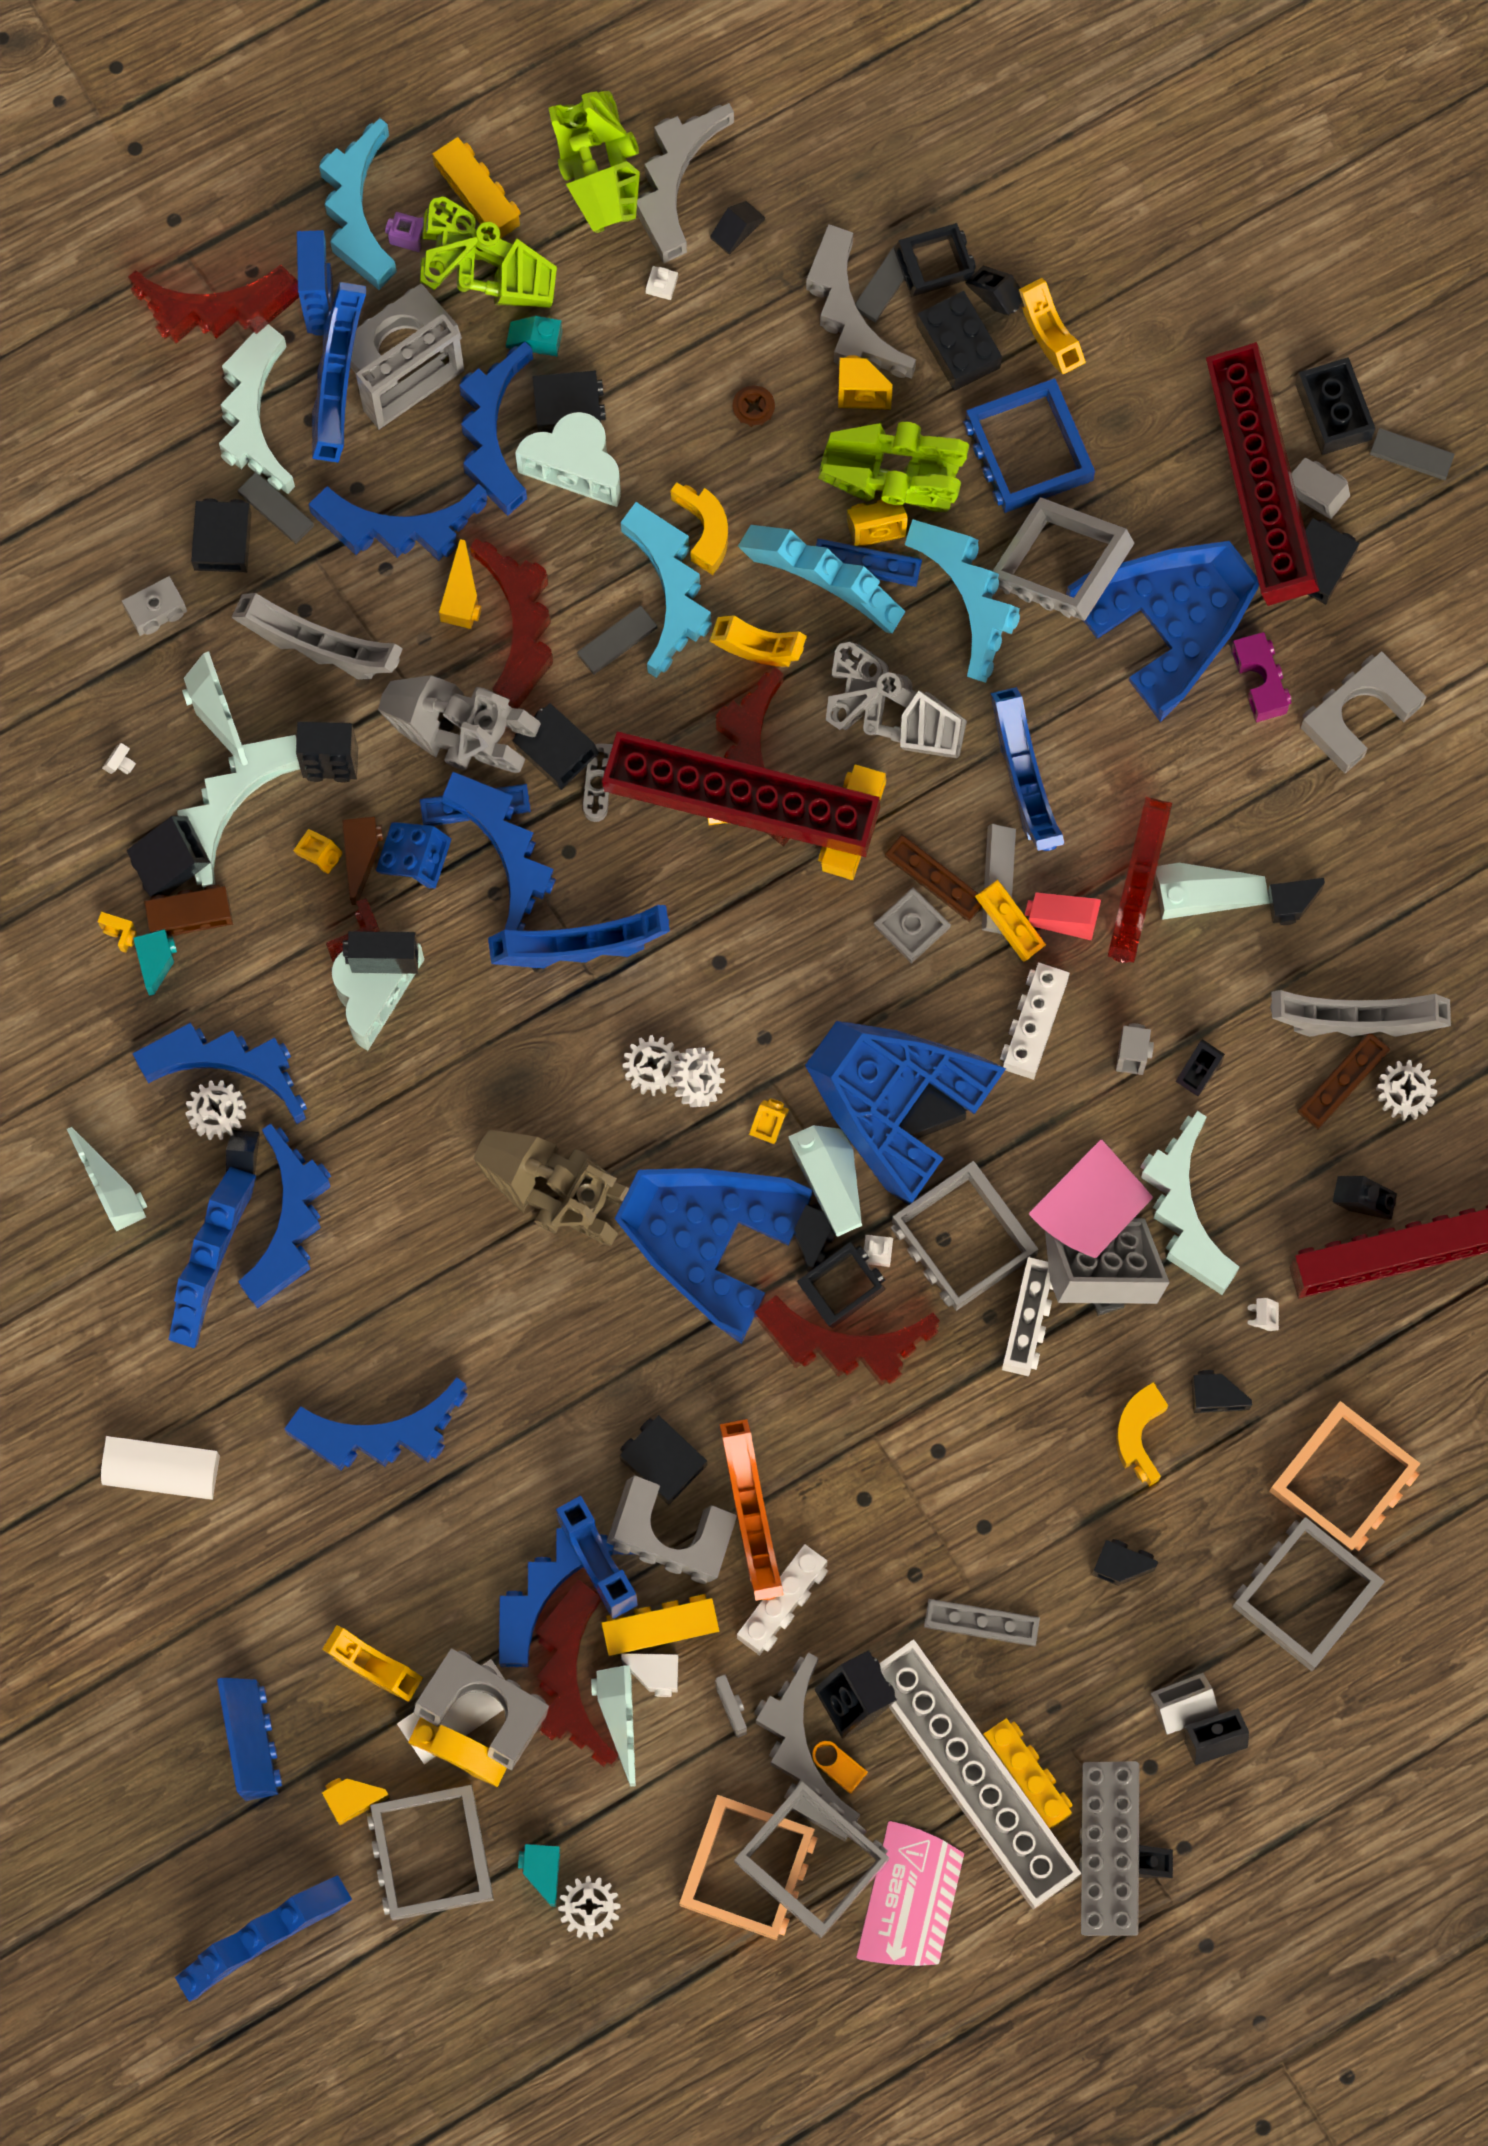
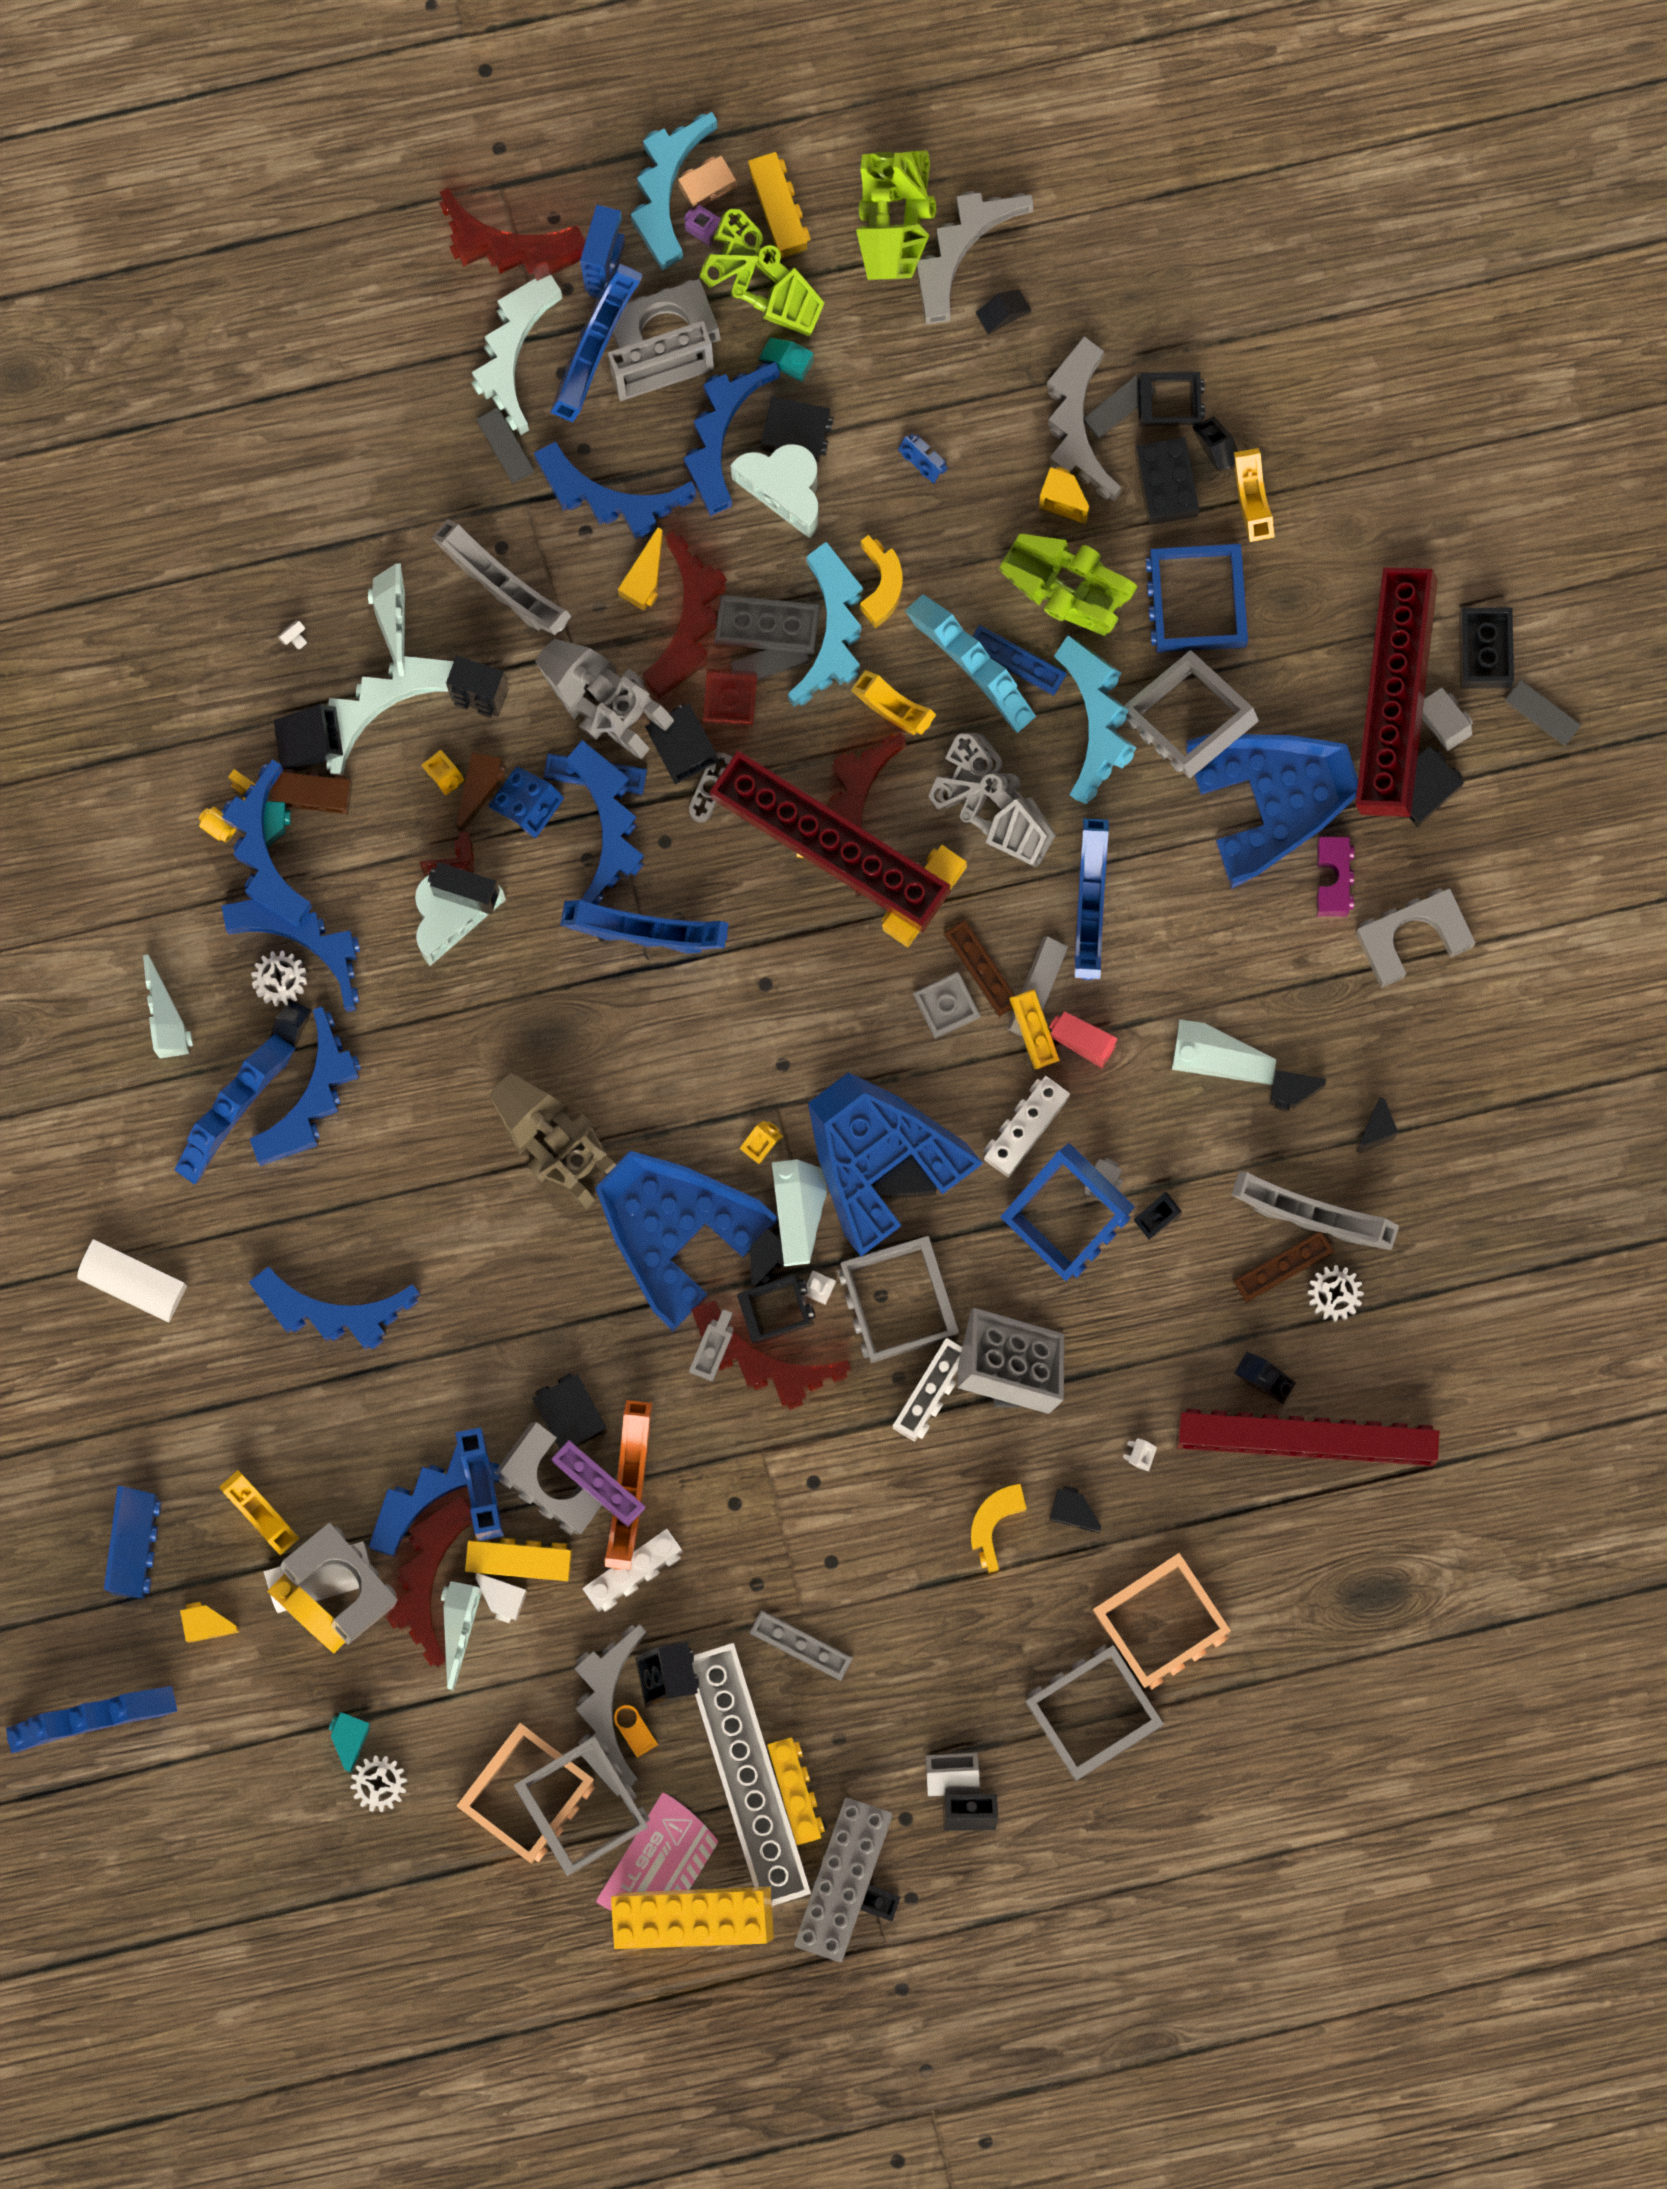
camera: 20 degrees right, 5 degrees up
(101, 974) = (214, 824): none -> yellow brick
(154, 606) = (368, 504): light grey brick -> none
(175, 1017) = (248, 818): none -> blue arch
(221, 535) = (448, 456): black brick -> none
(381, 1851) = (299, 1700): light grey window -> none
(397, 189) = (707, 182): none -> light nougat brick
(589, 684) = (729, 696): none -> clear red brick
(602, 603) = (767, 624): none -> dark grey tile
(642, 1070) = (684, 1059): white gear -> none
(661, 282) = (917, 343): white tile -> none
(696, 389) = (915, 450): none -> blue hinge
(697, 1077) = (710, 1083): white gear -> none
(719, 1519) = (598, 1483): none -> medium lavender plate
(732, 1706) = (558, 1649): light grey plate -> none
(751, 395) = (964, 473): reddish brown gear -> none
(791, 1343) = (712, 1347): none -> light grey hinge
(876, 523) = (1035, 627): yellow slope -> none
(966, 1939) = (692, 1917): none -> yellow brick
(1092, 1202) = (1019, 1308): bright pink sticker -> none
(1122, 1565) = (939, 1635): black slope -> none
(1128, 1048) = (1097, 1184): none -> blue window
(1139, 880) = (1158, 1032): clear red arch -> none
(1193, 1248) = (1097, 1374): light aqua arch -> none
(1394, 909) = (1379, 1129): none -> black slope

